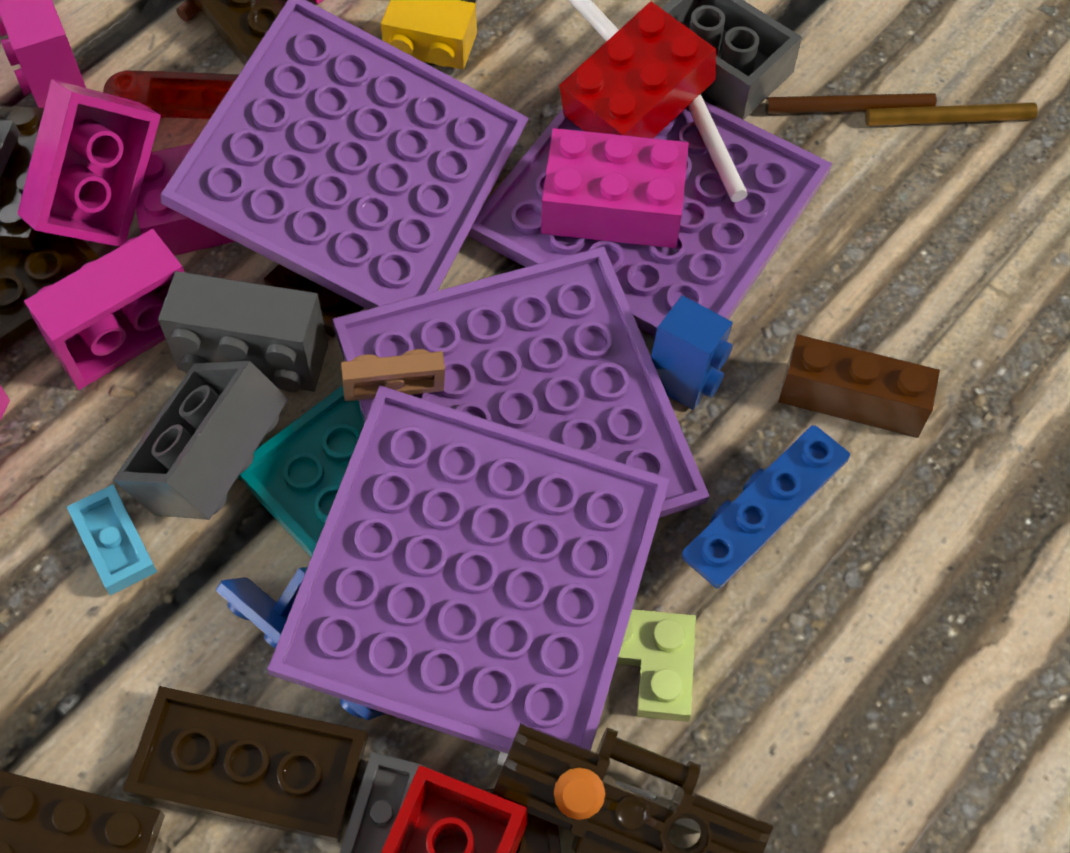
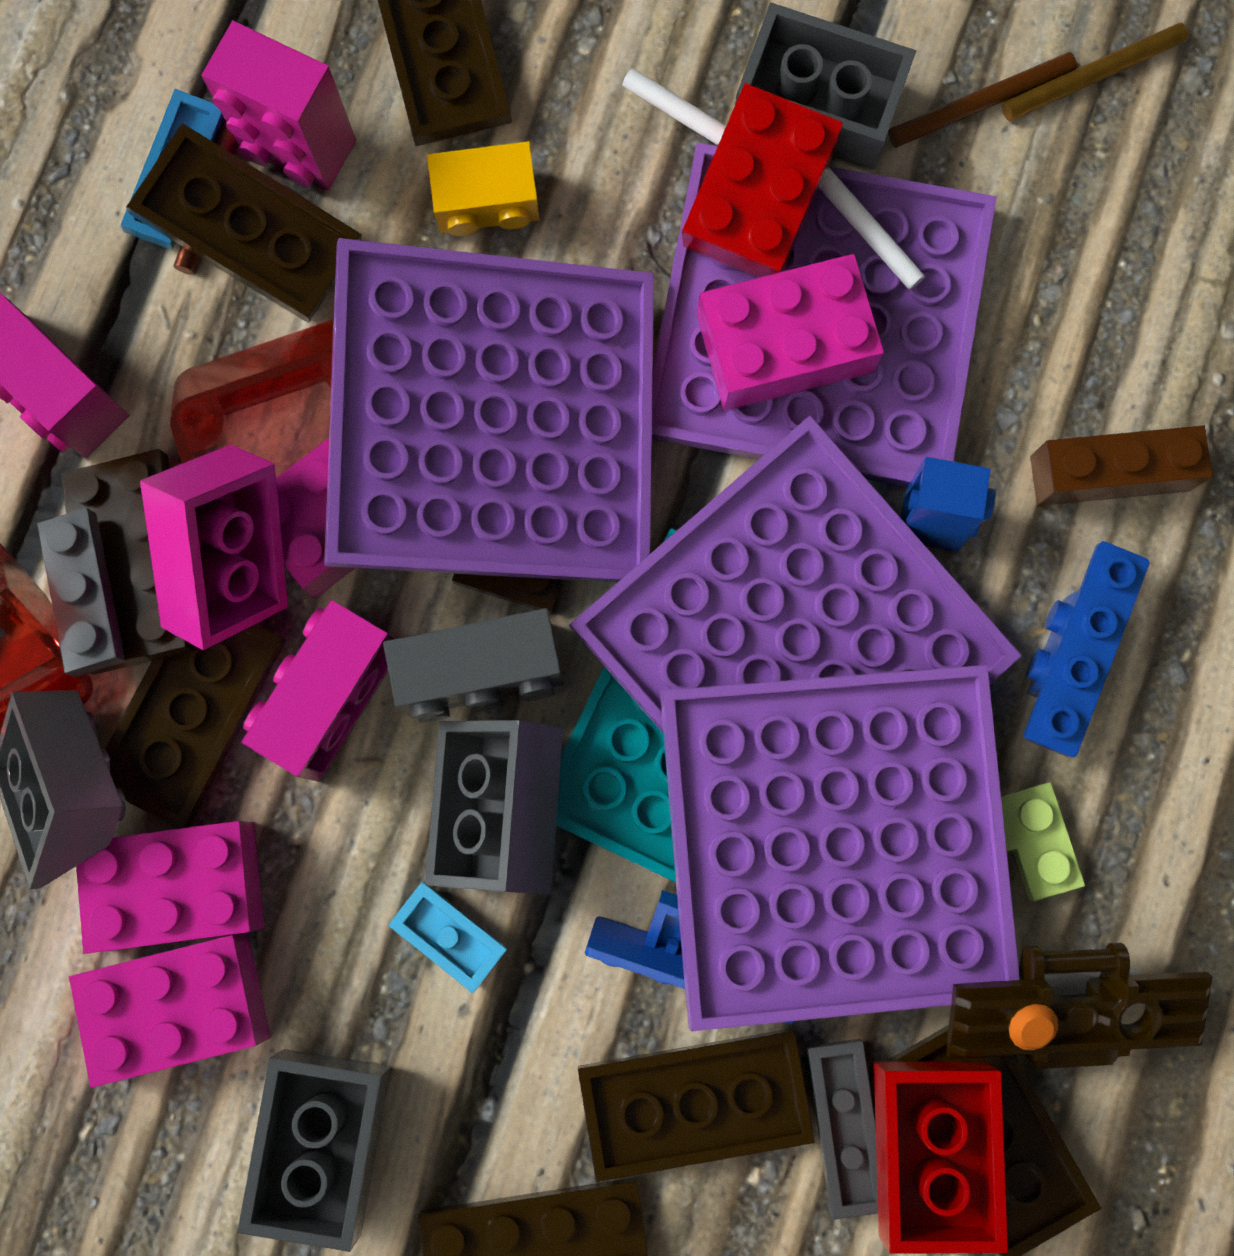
camera: 20 degrees left, 20 degrees up
(409, 373) = (688, 656): medium nougat plate -> none

